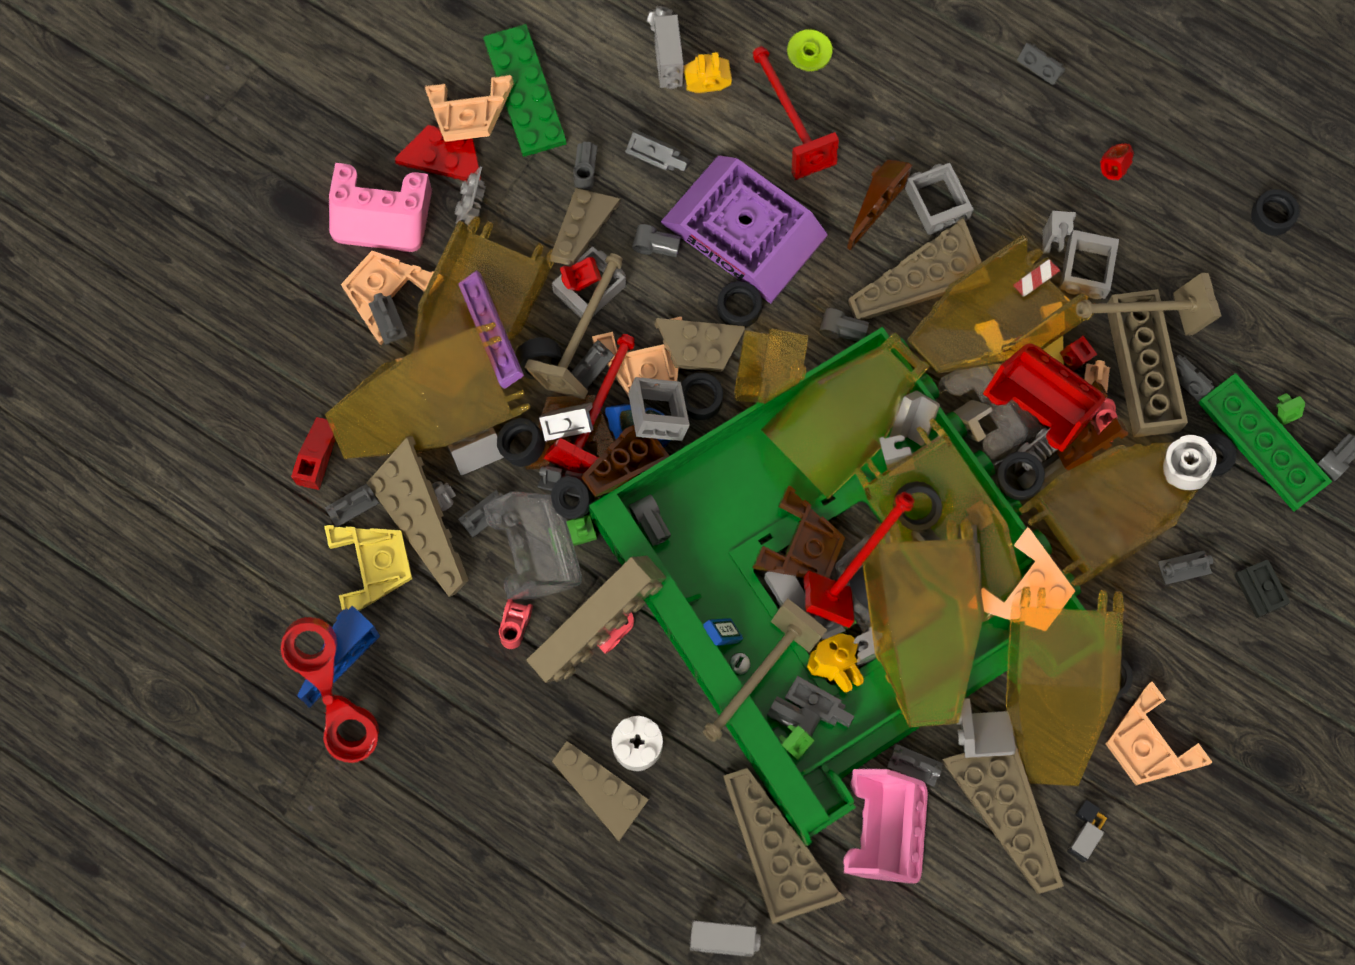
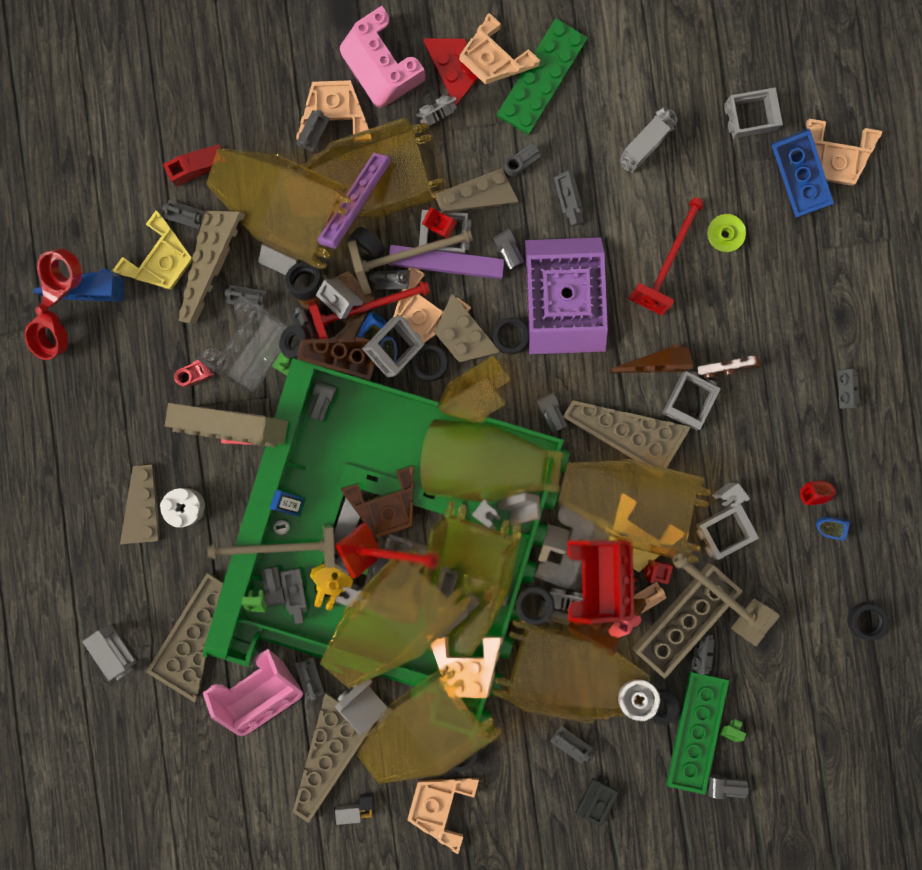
camera: 55 degrees right, 15 degrees up
(444, 495) = (233, 262): light grey gear -> none
(623, 300) = (451, 263): none -> medium lavender tile
(707, 73) = (651, 182): yellow hinge -> none
(936, 510) = (454, 568): black tyre -> none
(938, 136) = (730, 367): none -> wing
(1036, 277) = (686, 506): clear sticker -> none
(1161, 172) = (833, 527): none -> rock

